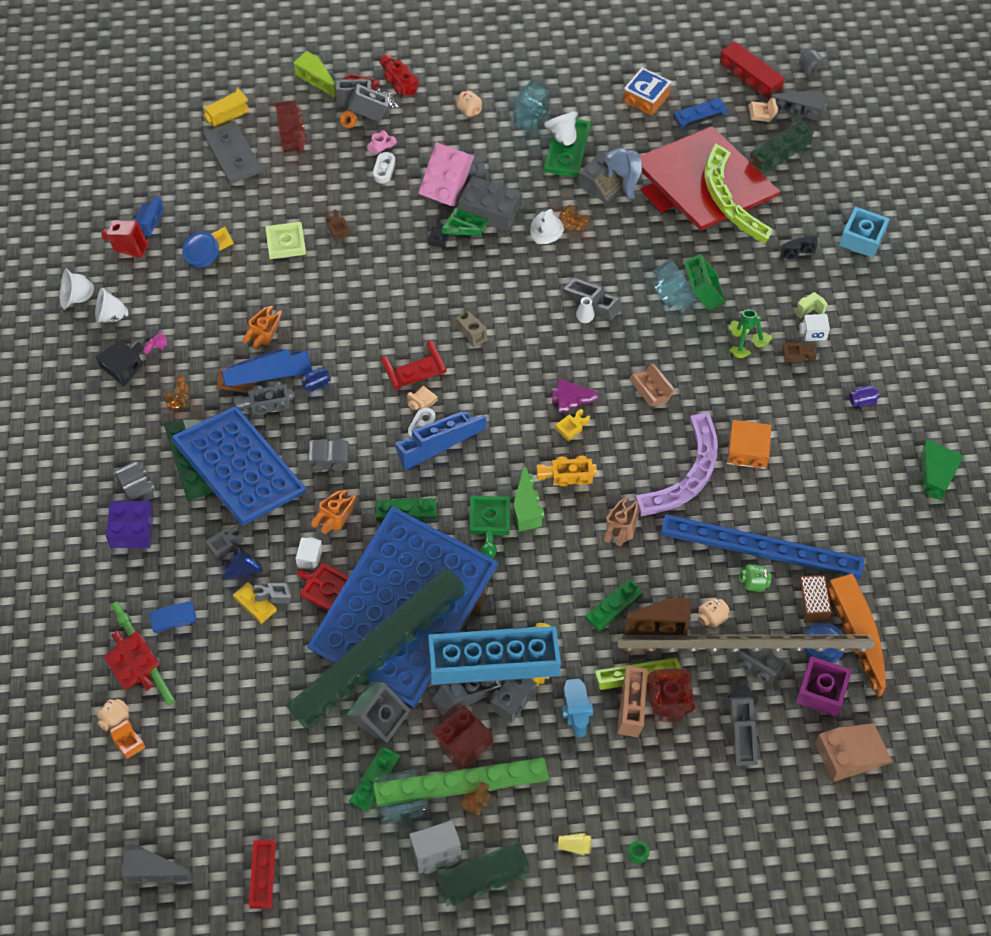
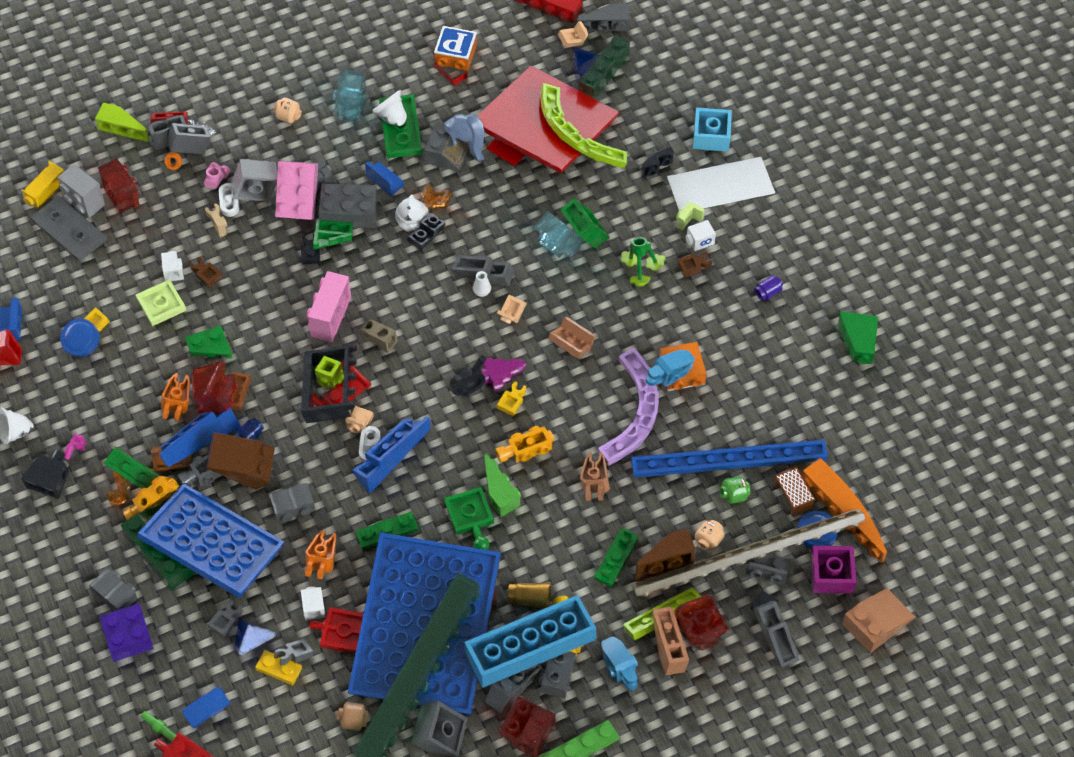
camera: 20 degrees left, 0 degrees up
(196, 381) = (130, 468): none -> green plate
(205, 406) = (153, 494): none -> light orange brick
(254, 121) = (81, 191): none -> light grey brick
(295, 400) = (241, 459): none -> reddish brown slope
(297, 329) = (213, 388): none -> clear red piece
(302, 671) = (352, 716): none -> medium nougat head
(308, 211) = (172, 266): none -> white brick
(314, 289) = (209, 343): none -> green wing
(320, 339) = (240, 393): none -> dark orange plate
(367, 185) = (218, 222): none -> tan plate
(398, 332) = (333, 411): none -> black hinge
(399, 75) = (206, 101): red brick -> none
(410, 347) = (329, 372): none -> lime brick
(411, 155) = (254, 180): none -> light grey brick
(434, 288) = (329, 306): none -> bright pink brick
(516, 612) = (530, 594): none -> pearl gold plant
(533, 188) = (383, 178): none -> blue panel
(536, 393) = (468, 380): none -> black piece
(554, 248) = (427, 231): none -> black slope
(605, 342) = (511, 309): none -> light nougat bracket
(634, 121) = (455, 81): none -> red piece
(700, 113) = (513, 55): blue plate -> none
(734, 440) = (670, 368): none -> dark azure hinge
(762, 134) = (582, 62): none -> clear blue slope
(856, 286) = (721, 184): none -> white sticker

